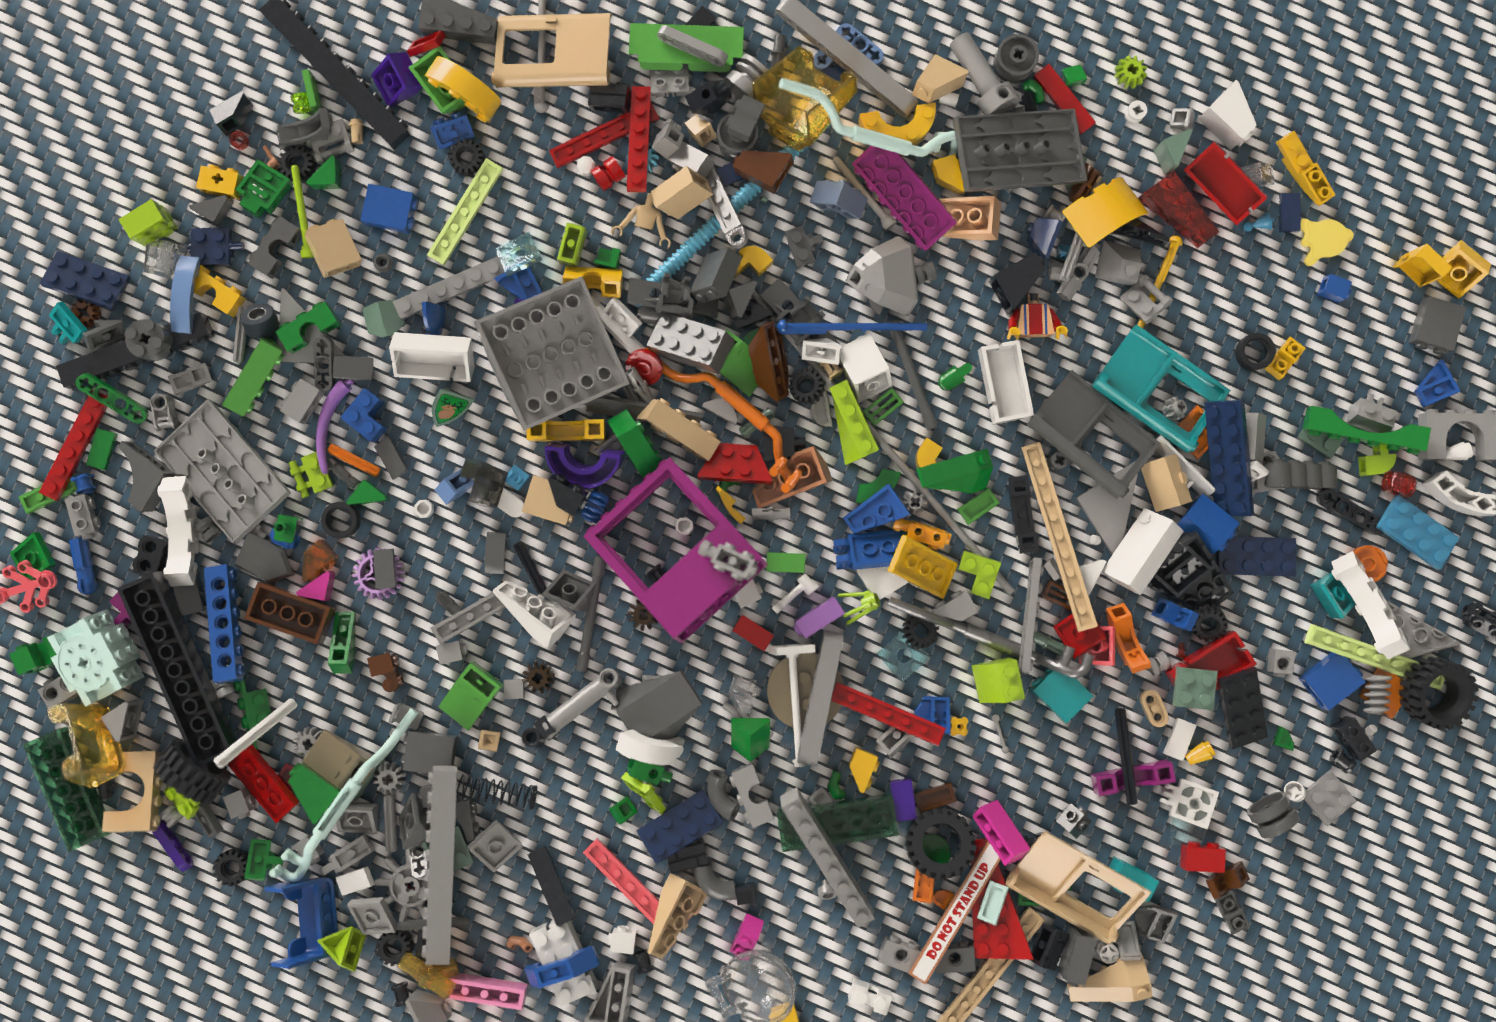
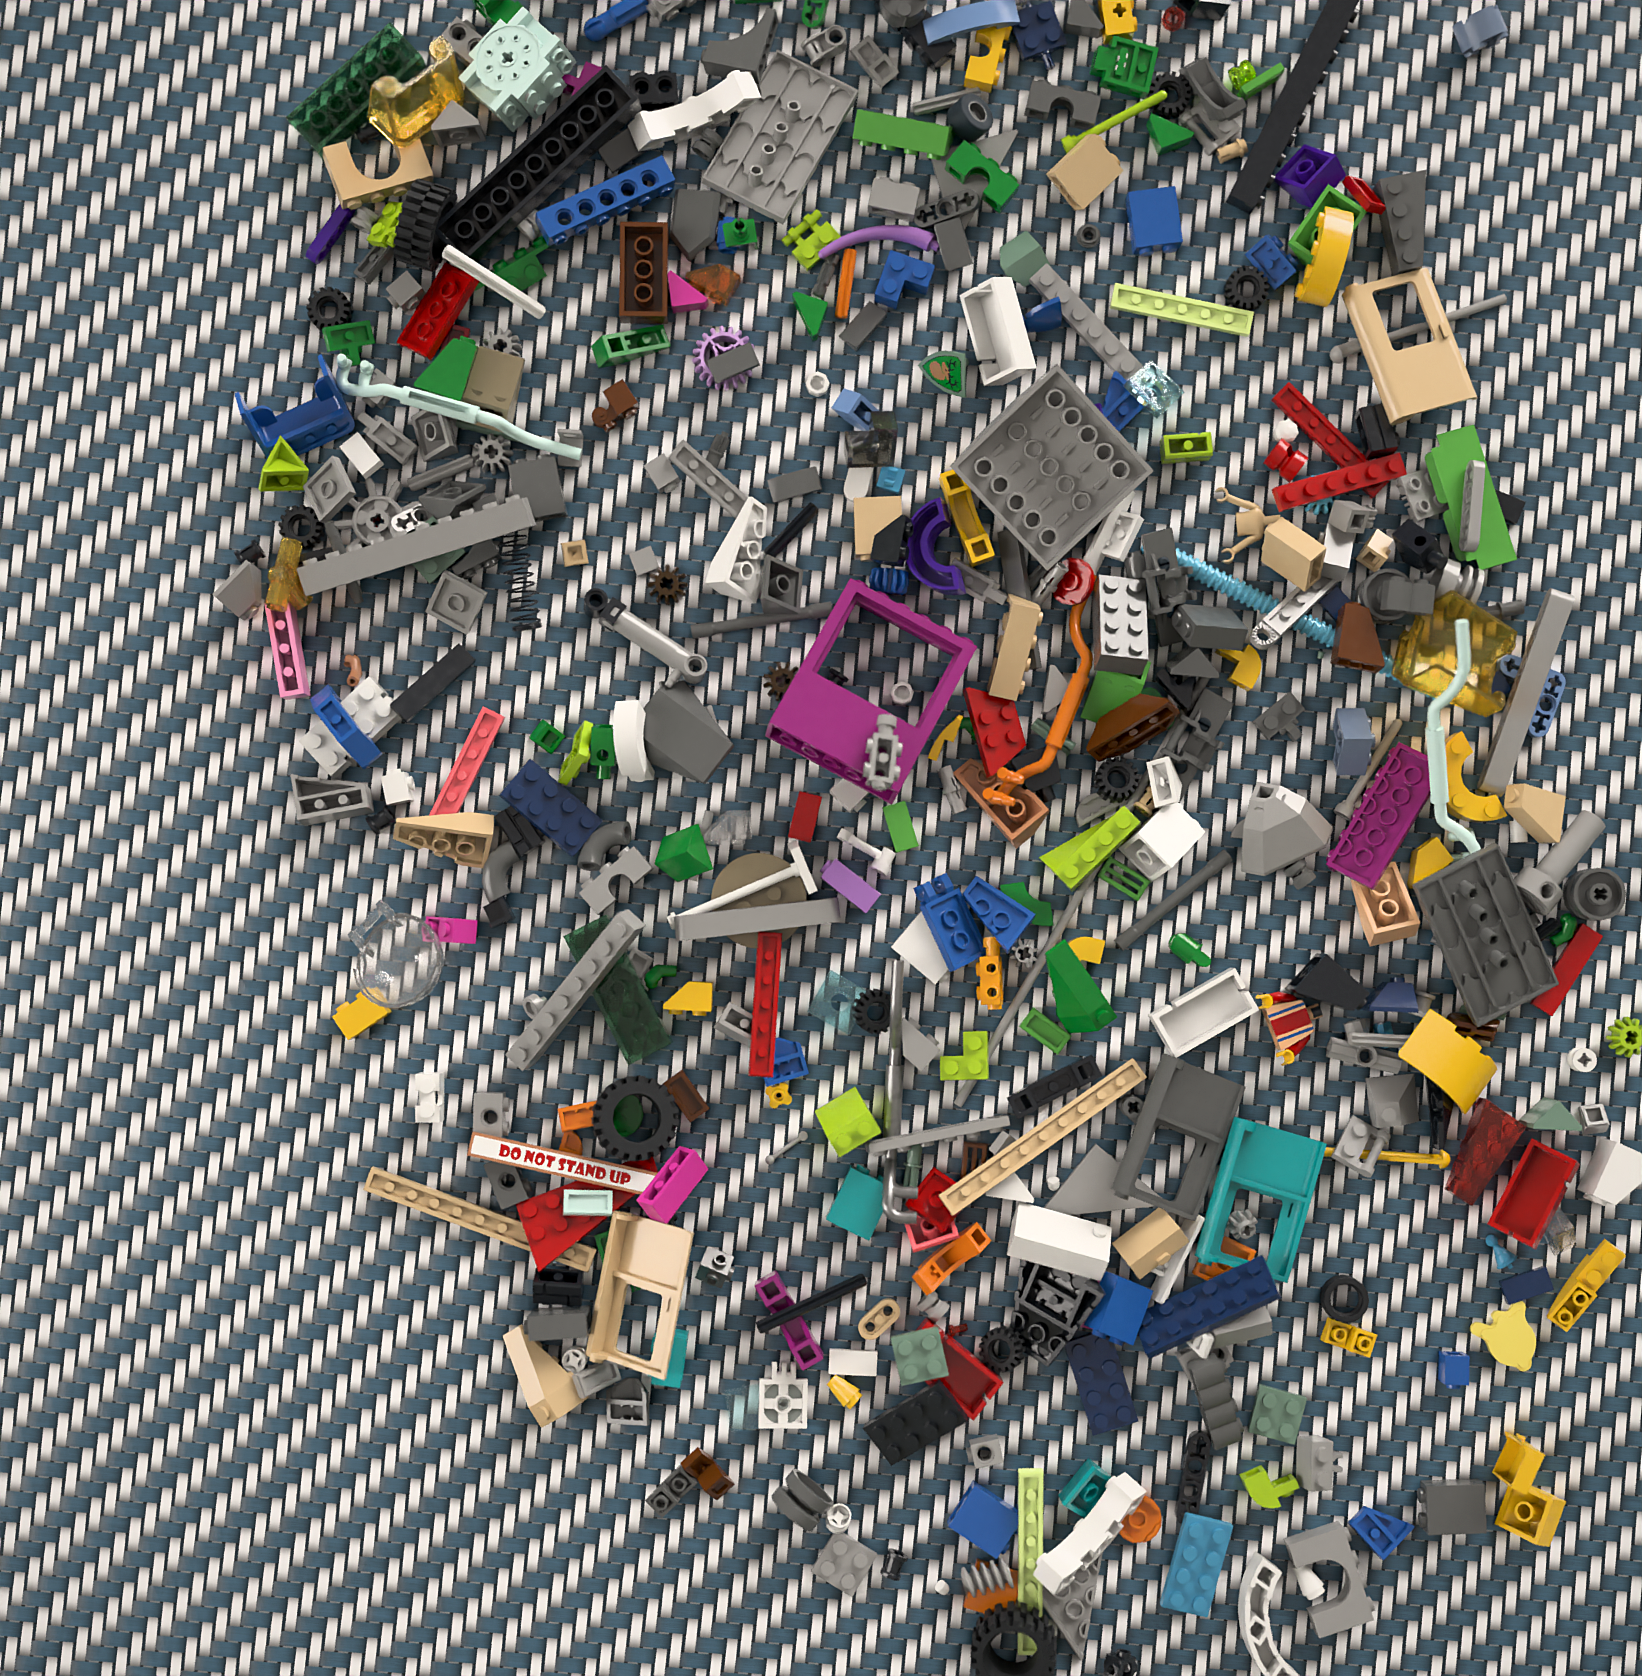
camera: 70 degrees right, 0 degrees up
(273, 162) = (1161, 67): nougat hand -> none
(325, 520) = (767, 274): black tyre -> none
(470, 695) = (620, 513): bright green slope -> none
(607, 280) = (1159, 501): yellow arch -> none
(608, 258) = (1185, 496): green panel -> none
(634, 442) = (979, 600): green wedge -> none
(821, 328) = (1191, 773): blue bar -> none
(869, 603) = (888, 939): lime plant -> none
(903, 799) = (671, 1058): dark purple hinge -> none
(922, 567) = (951, 987): yellow plate -> none
(1074, 75) = (1599, 971): green slope -> none
(1175, 615) = (997, 1305): blue brick -> none
(1203, 857) = (723, 1435): red brick -> none
(1283, 739) = (895, 1486): green tile -> none
(1325, 421) = (1289, 1407): green arch -> none
(1353, 738) = (925, 1567): black brick -> none
(1398, 484) = (1245, 1522): clear red gear -> none

